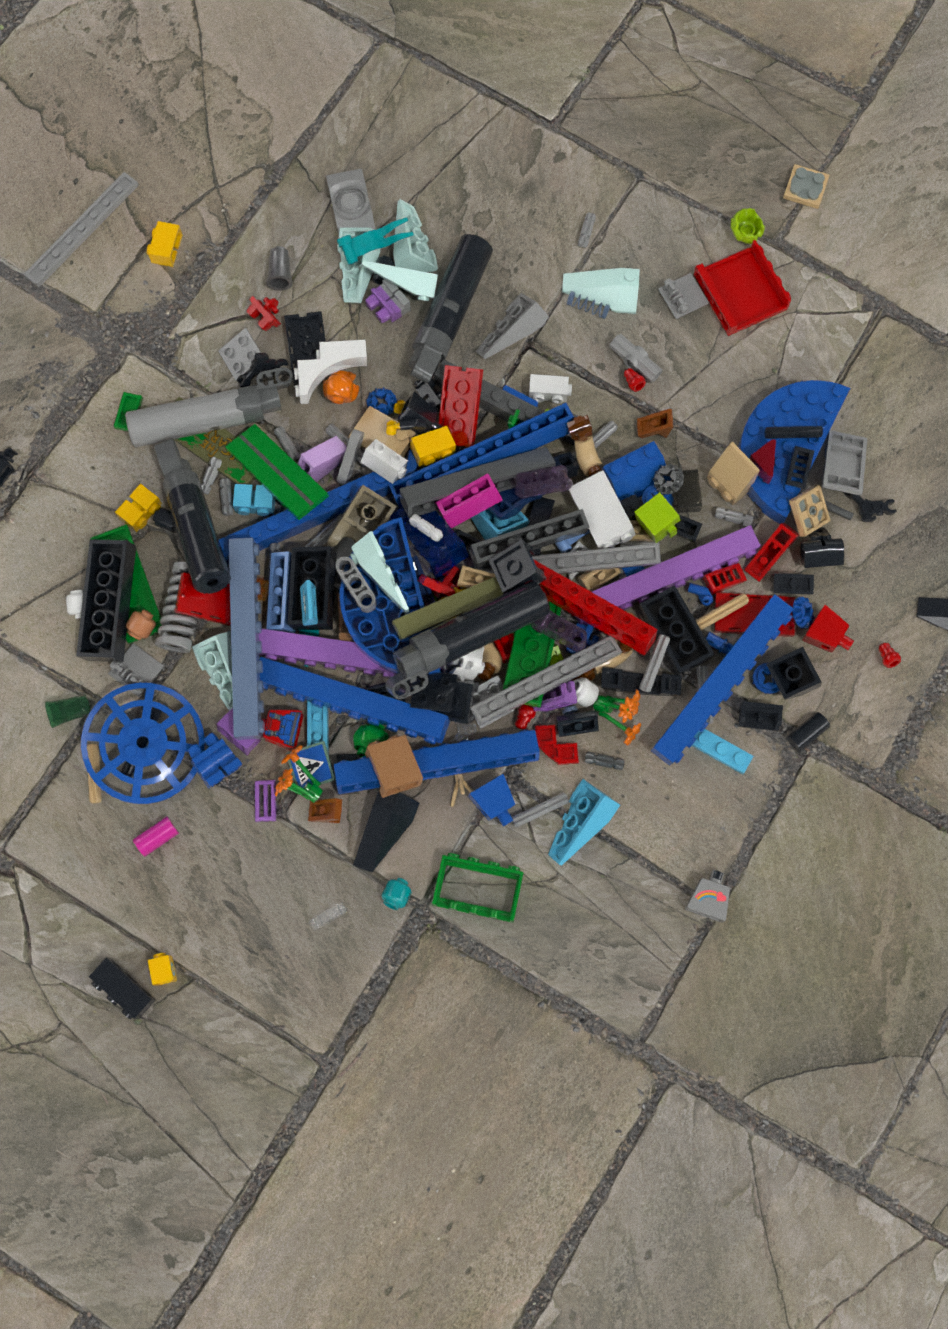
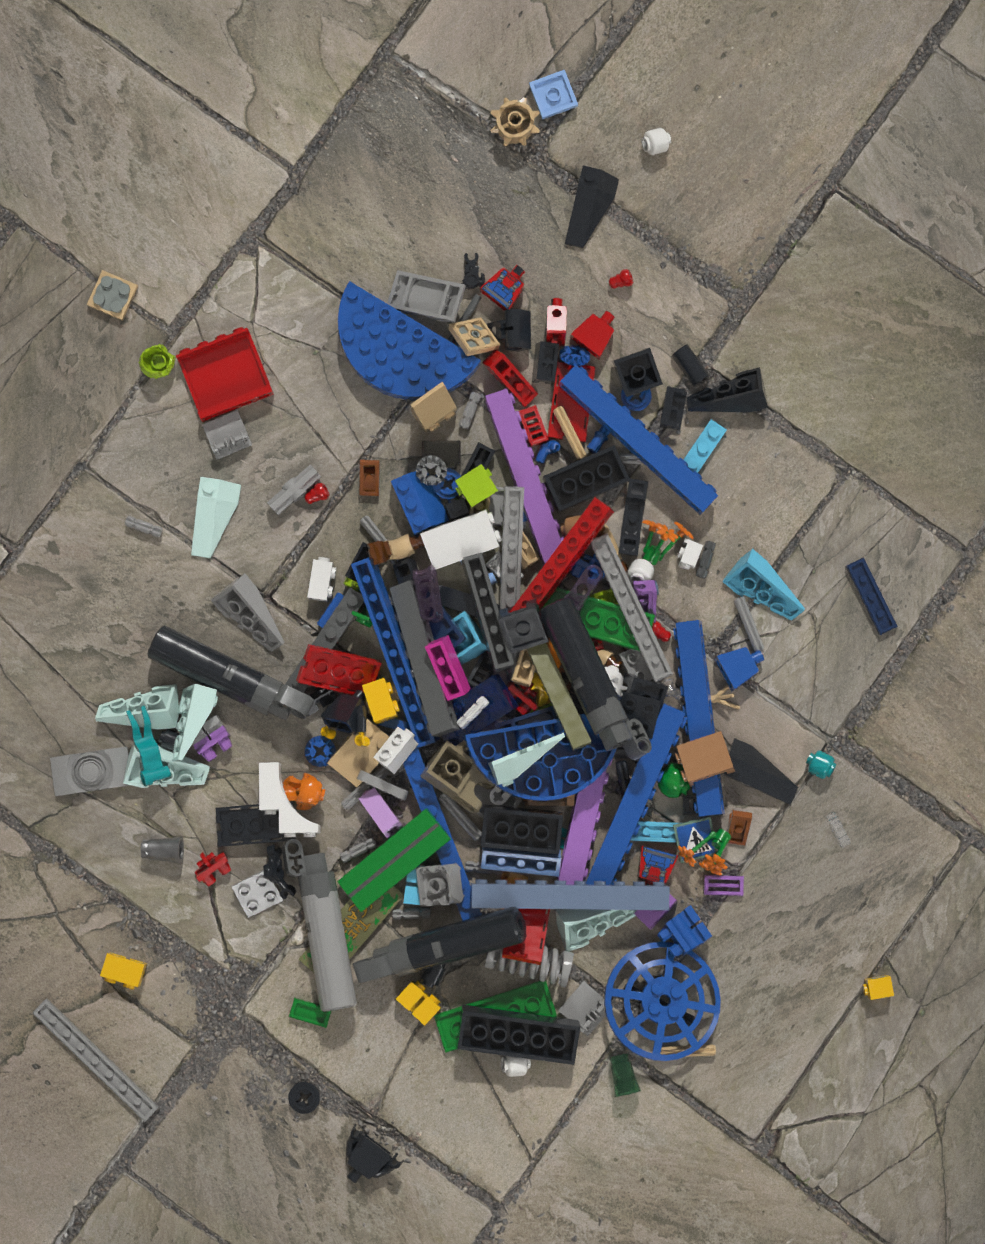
camera: 90 degrees left, 10 degrees up
(50, 404) = (301, 1106): none -> black gear
(121, 989) = (894, 1025): black brick -> none
(140, 624) = (544, 1001): nougat head -> none
(155, 836) = (751, 992): dark pink brick -> none
(210, 474) = (387, 928): light grey axle -> none
(252, 513) = (439, 884): none -> light grey slope
(309, 603) = (543, 832): medium azure slope -> none
(354, 575) = (543, 781): light grey beam -> none
(436, 585) = (534, 705): red tile -> none
(473, 864) = (839, 691): green window -> none
(560, 753) = (695, 602): red tile -> none
(571, 297) = (221, 549): sand blue piece -> none
(577, 723) = (668, 581): black brick -> none
(581, 939) = (871, 596): none -> dark blue tile
(608, 742) = (689, 554): none -> white brick
(654, 663) = (618, 502): light grey axle -> none
(710, 898) = (842, 474): light grey torso -> none
(764, 460) = (425, 375): dark red slope -> none
(781, 782) = (740, 394): none -> black wedge
(793, 432) = (395, 343): black axle -> none
(803, 452) = (435, 335): black slope -> none
(834, 590) = (556, 322): none -> torso
(864, 539) = (504, 287): none -> torso

